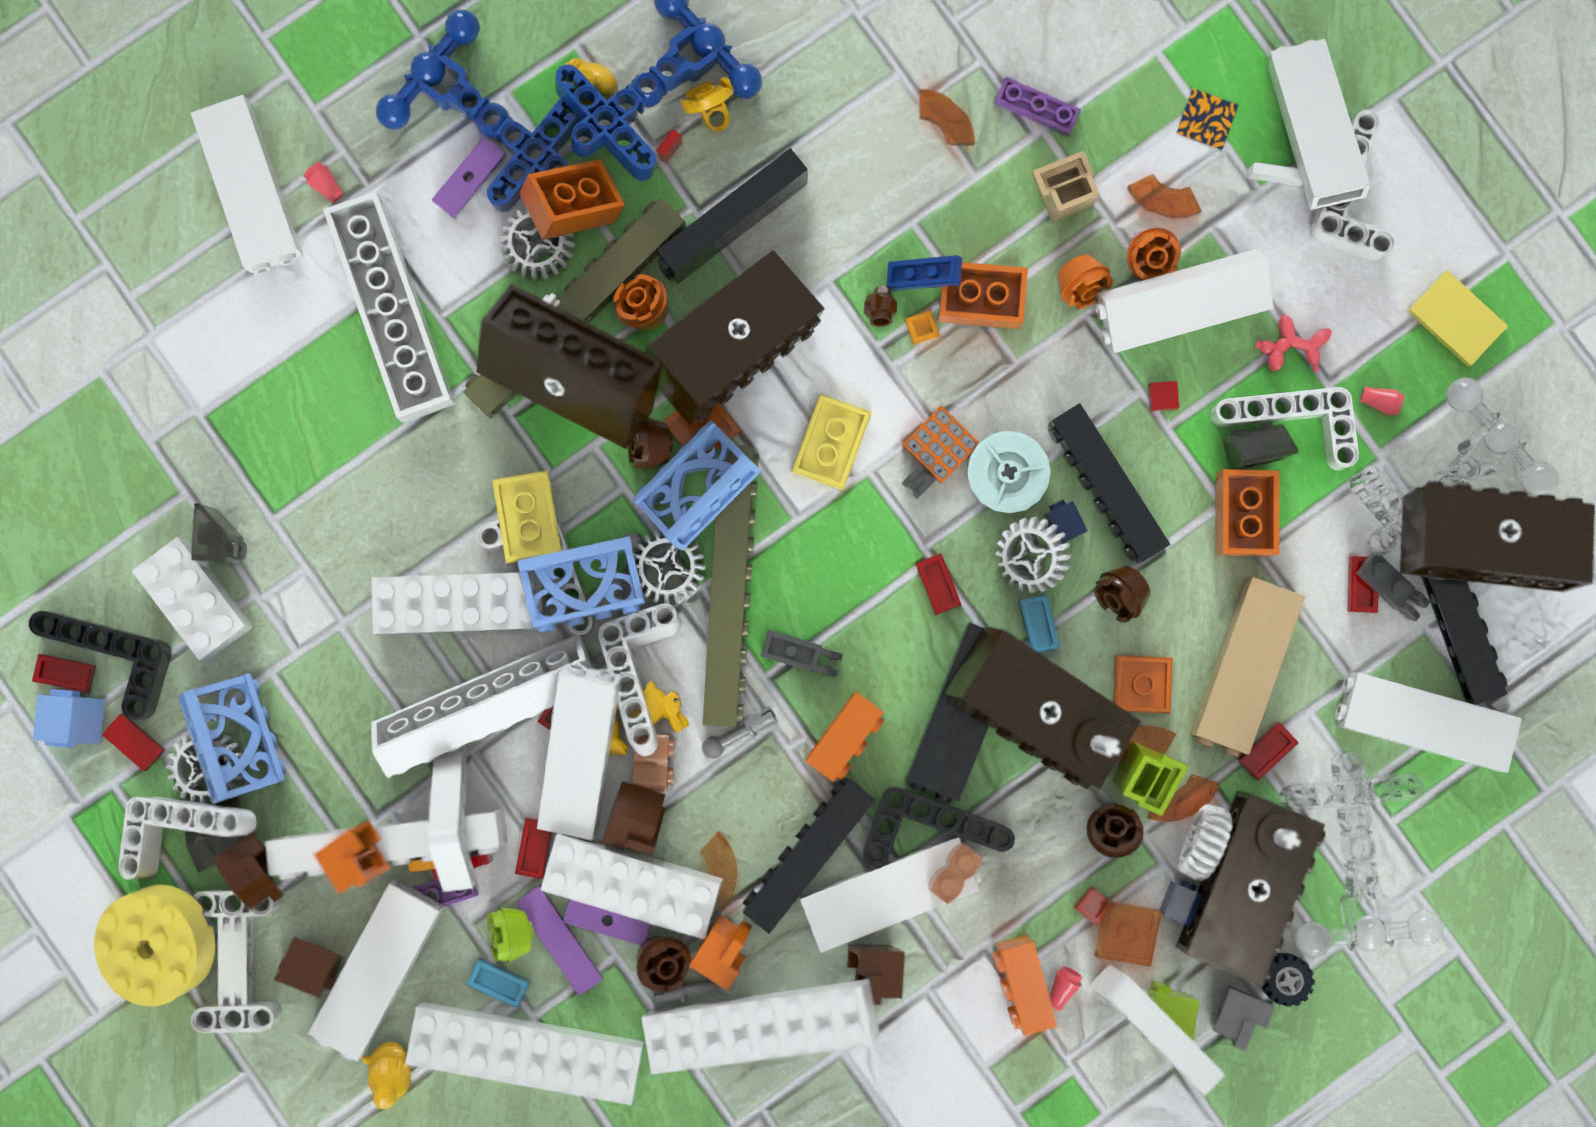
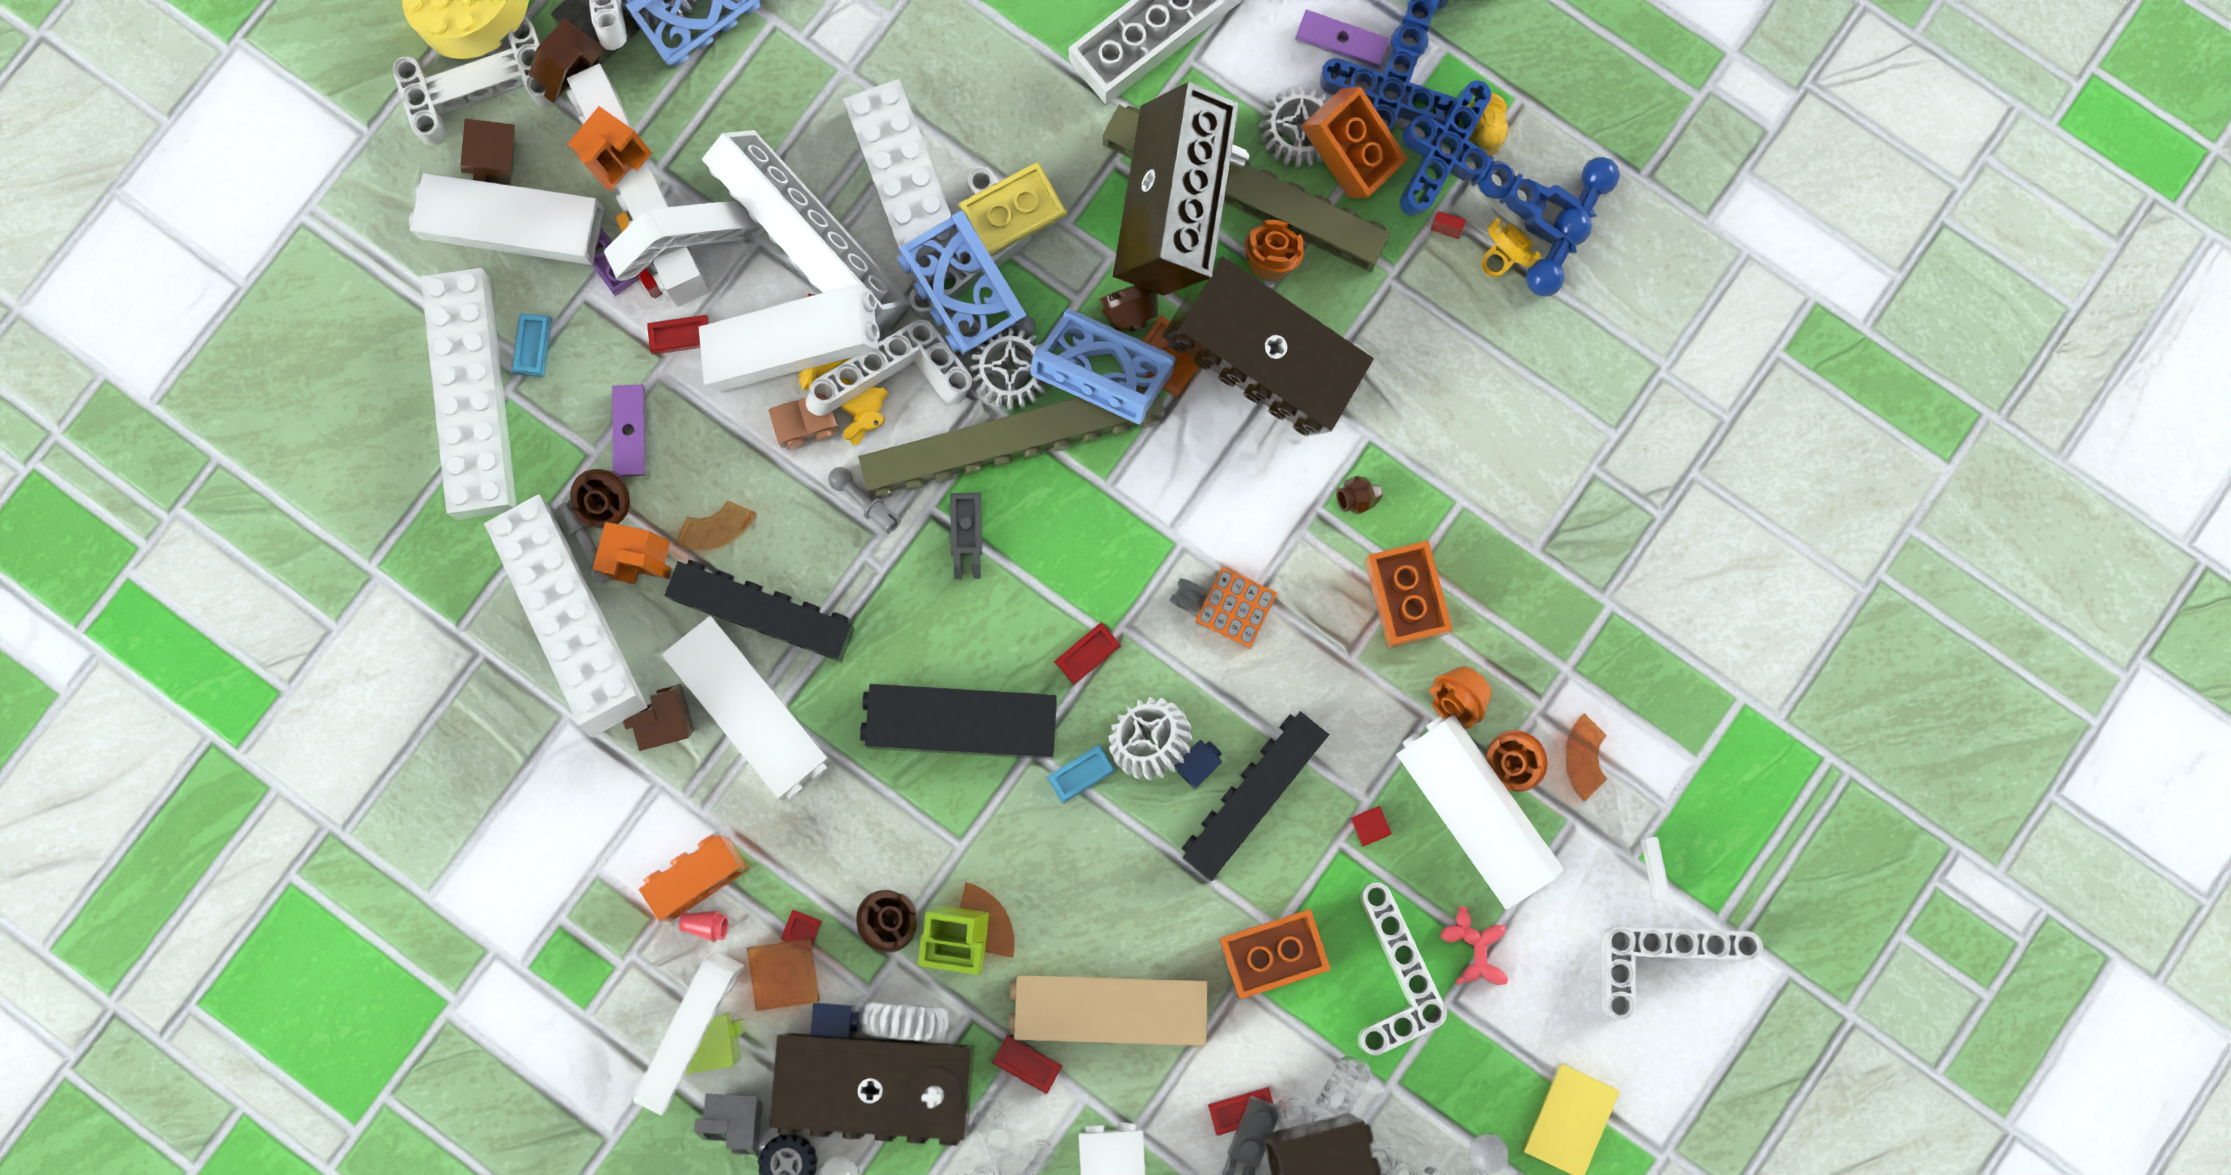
camera: 75 degrees right, 5 degrees down
(388, 1074) = (403, 266): yellow hair -> none
(509, 933) = (583, 336): lime cone -> none
(559, 940) = (593, 390): medium lavender tile -> none
(632, 884) = (671, 441): white brick -> none
(635, 819) = (739, 419): reddish brown plate -> none
(732, 216) = (1395, 310): black brick -> none
(831, 442) = (1199, 493): light yellow tile -> none
(845, 737) = (893, 605): orange brick -> none
(922, 327) = (1353, 547): light orange tile -> none
(924, 273) = (1408, 525): blue tile -> none
(931, 819) = (836, 727): black beam -> none
(947, 116) = (1587, 500): clear orange tile -> none
(950, 878) = (780, 760): nougat brick -> none
(1016, 452) = (1231, 662): light aqua piece -> none
(1021, 99) = (1632, 608): medium lavender tile -> none
(1041, 708) = (979, 839): dark brown piece -> none
(1066, 186) = (1557, 644): tan plate -> none
(1123, 592) = (1144, 848): reddish brown cone -> none
(1143, 684) = (1054, 905): orange tile -> none
(1188, 799) = (946, 993): clear orange tile -> none
(1207, 119) = (1689, 776): sticker -> none
(1259, 446) = (1350, 942): clear smoke slope -> none
(1318, 124) = (1723, 890): white brick -> none
(1384, 400) = (1451, 1067): coral cone -> none

